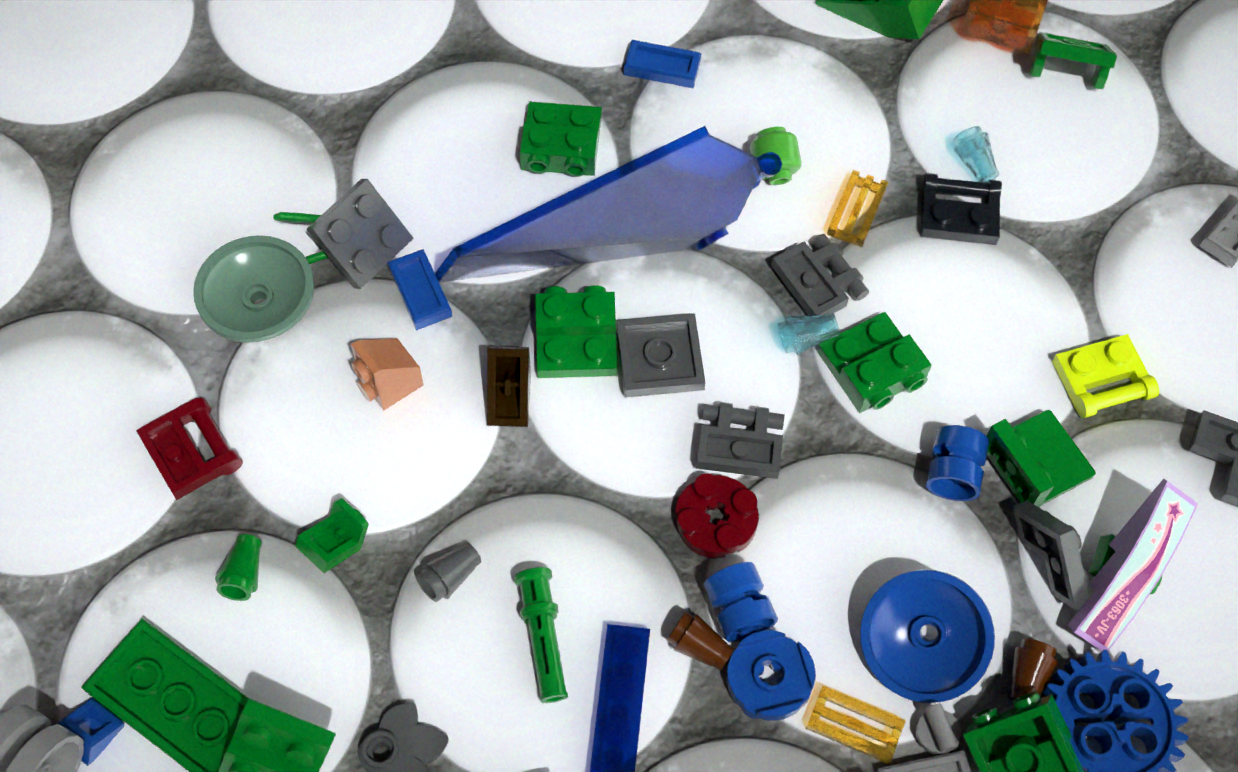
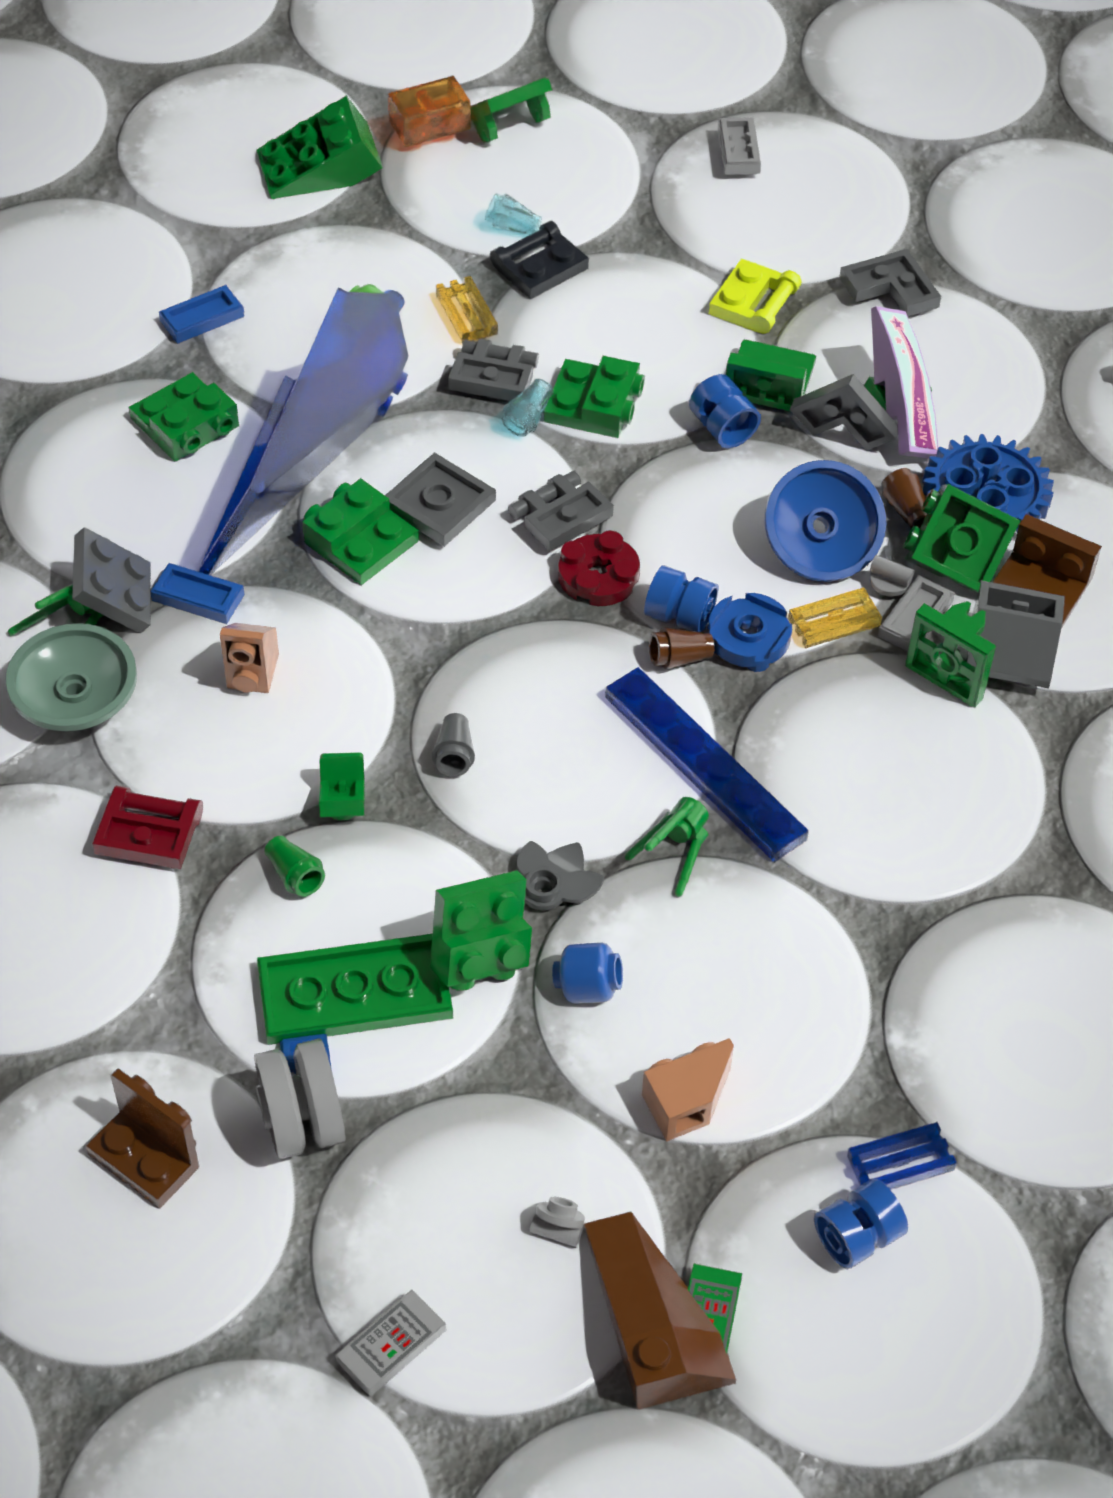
camera: 45 degrees left, 10 degrees down
(508, 386) = (351, 596): dark brown slope -> none
(539, 614) = (550, 718): green pin -> none

